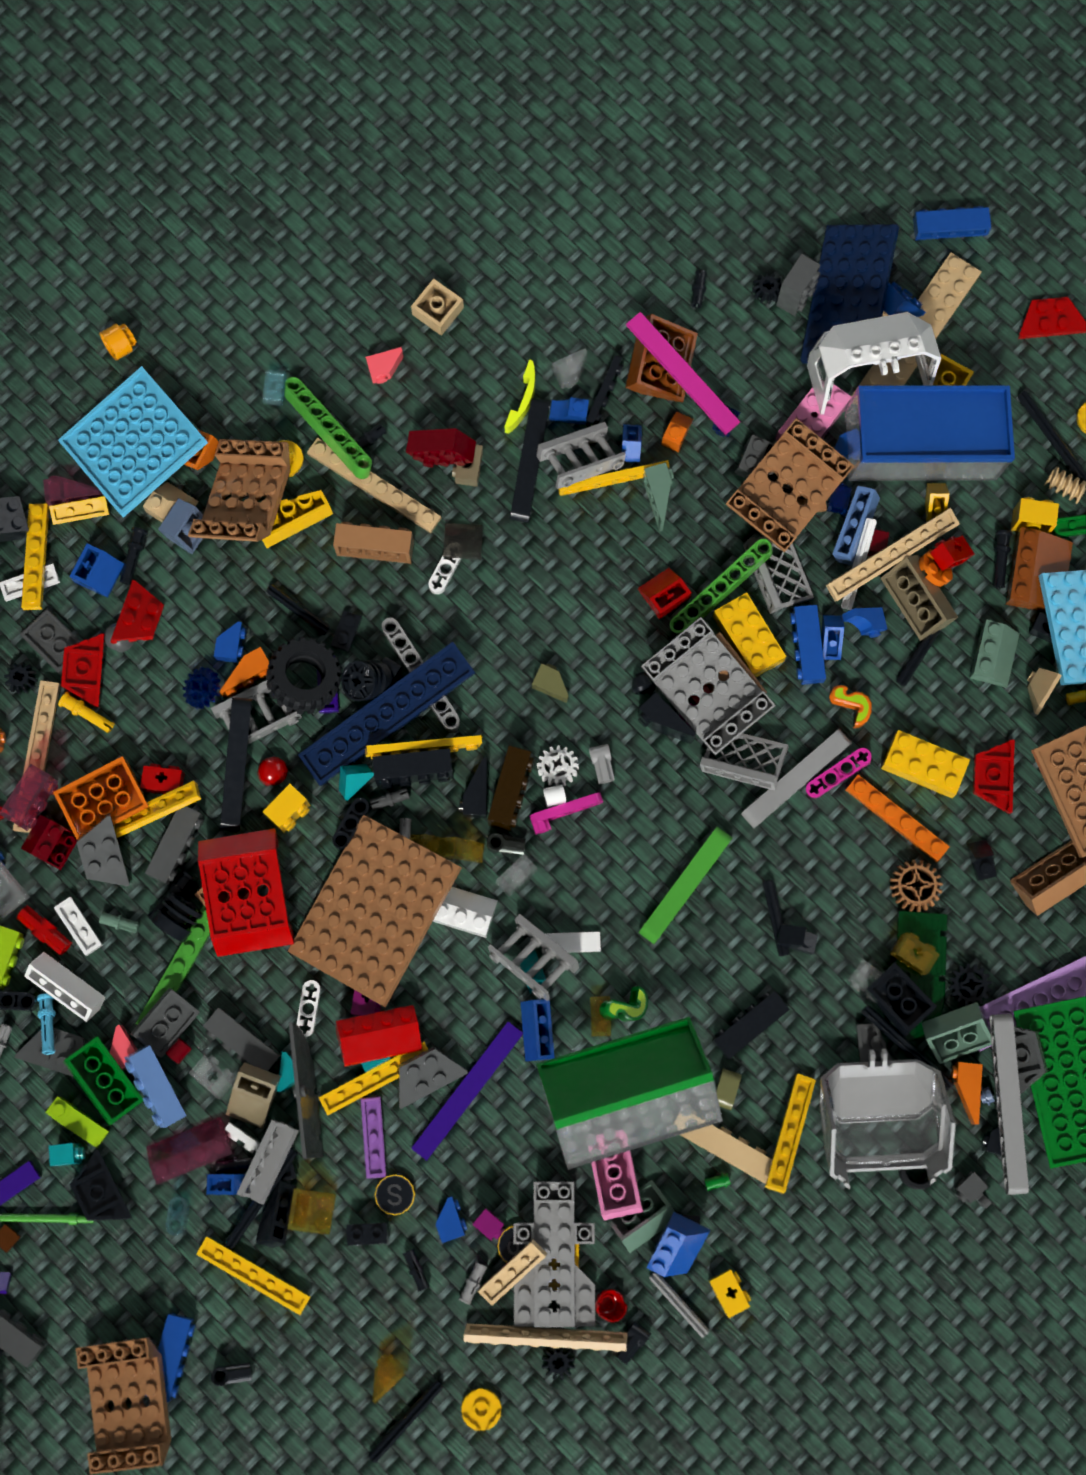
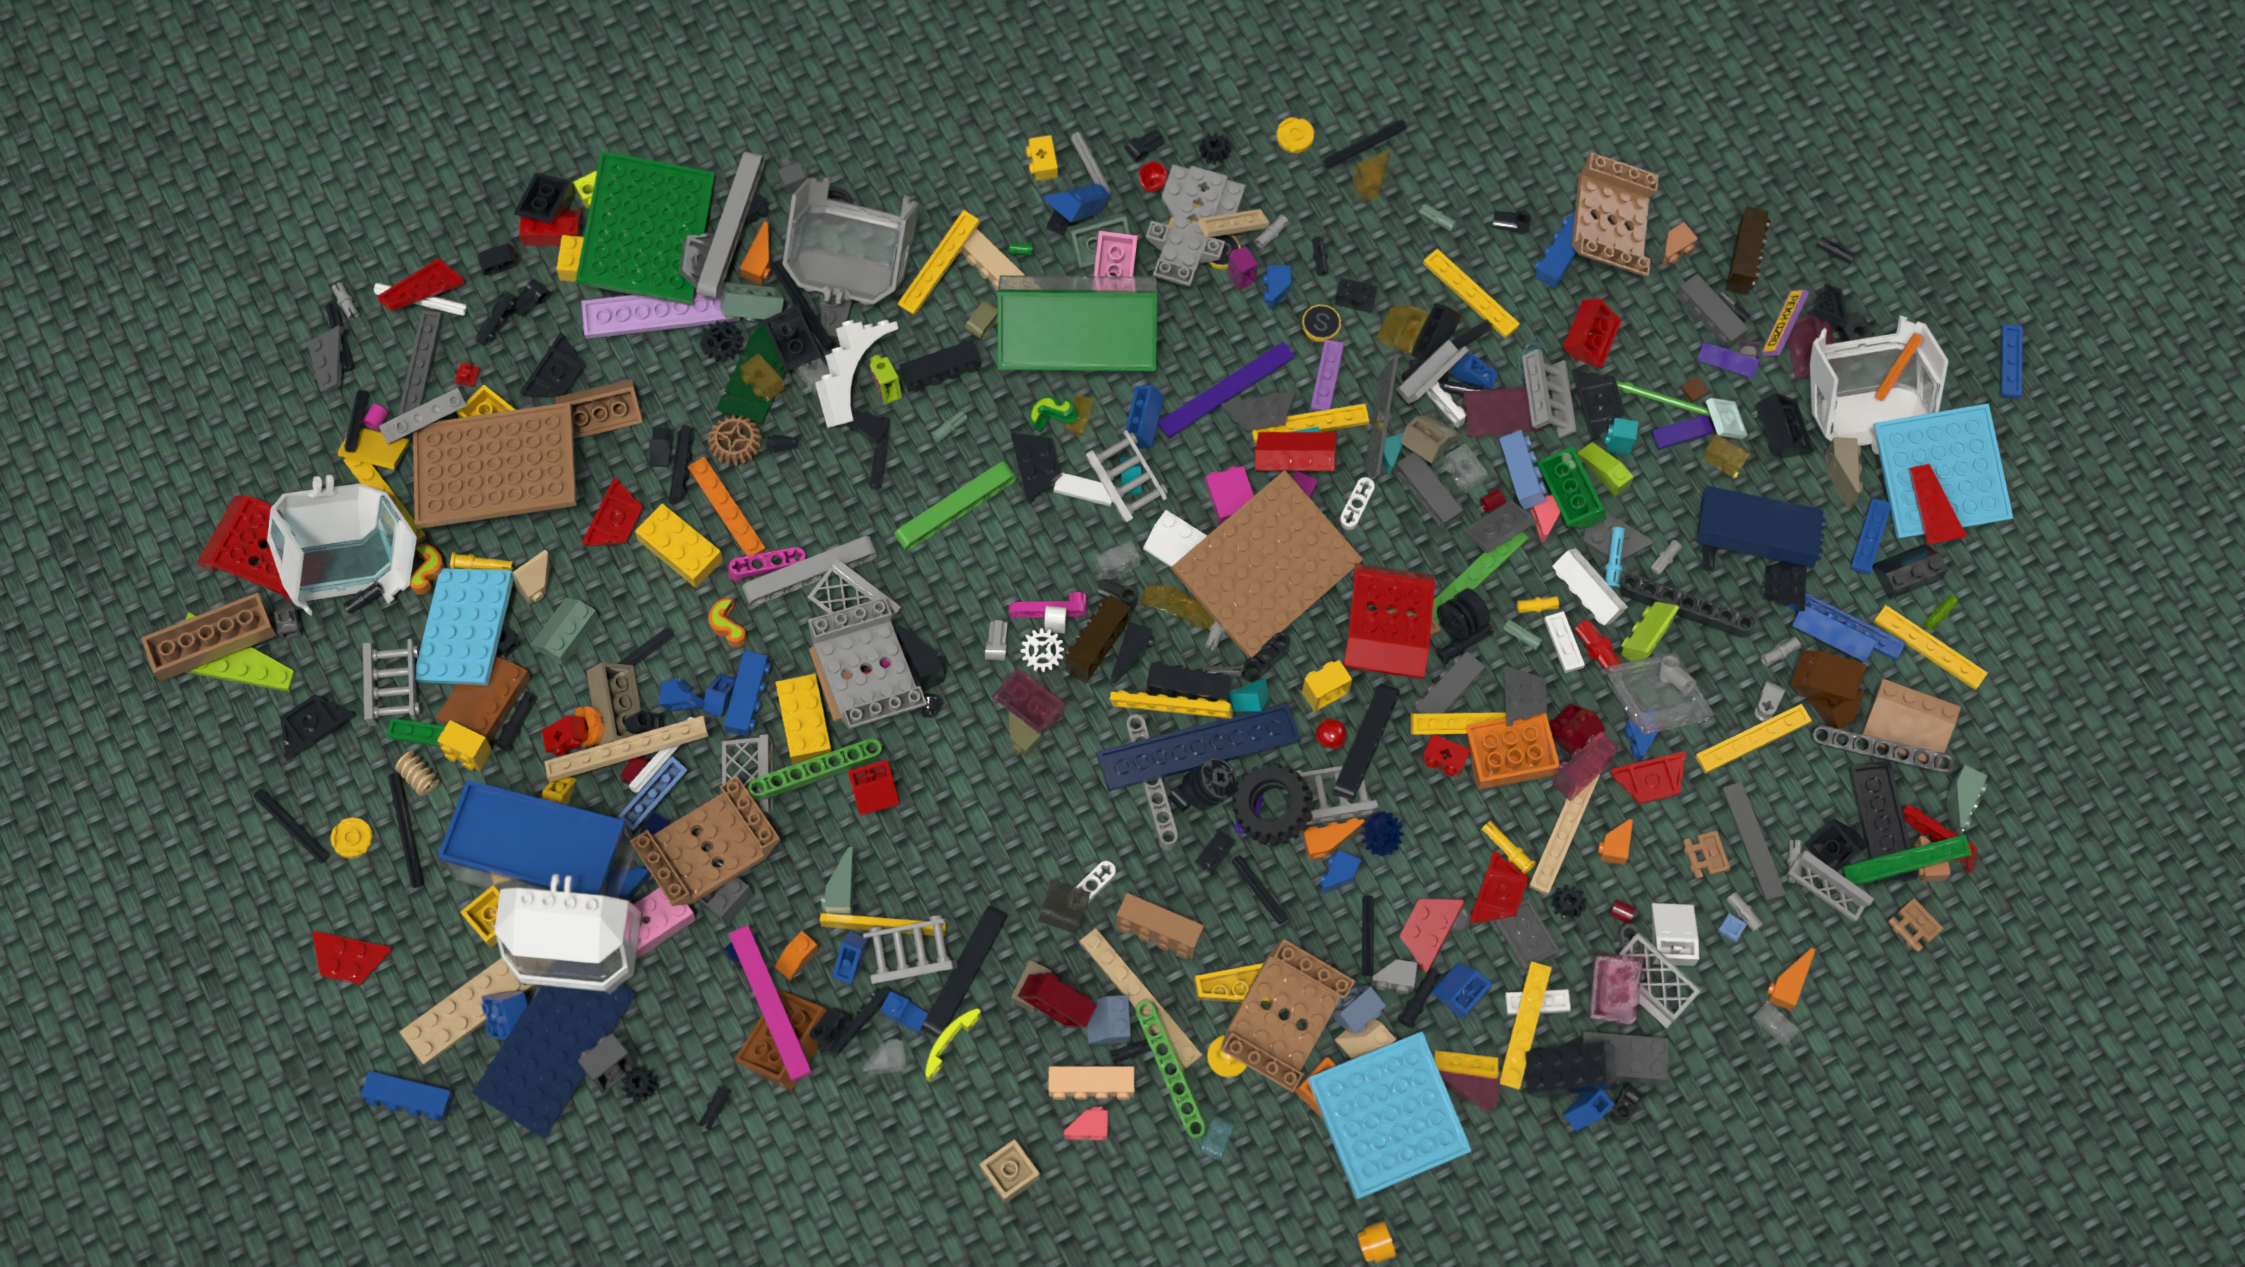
camera: 165 degrees left, 10 degrees down
(56, 1402) = (1678, 242): none -> nougat slope
(111, 957) = (1537, 604): none -> yellow pin
(121, 1268) = (1592, 332): none -> red slope
(157, 567) = (1397, 975): none -> light grey slope
(158, 1174) = (1538, 394): none -> light grey fence
(192, 597) = (1367, 936): none -> black axle
(308, 1355) = (1437, 217): none -> sand green axle
(392, 456) = (1110, 1021): none -> sand blue slope
(393, 401) = (1091, 1082): none -> light nougat brick
(431, 977) = (1228, 491): none -> dark pink brick
(546, 1337) = (1236, 172): tan plate -> none
(553, 708) = (1029, 701): none -> clear pink slope
(624, 953) = (1036, 463): none -> black wing
(625, 370) = (829, 1028): none -> black piece
(720, 966) = (949, 426): none -> sand green axle
(793, 987) = (883, 373): none -> lime torso
(843, 991) = (842, 362): none -> white arch
(872, 897) = (780, 443): none -> black cone
(883, 588) = (643, 722): none -> black piece
(958, 852) = (681, 458): none -> black plate
(987, 1096) = (744, 246): sand blue plate -> none

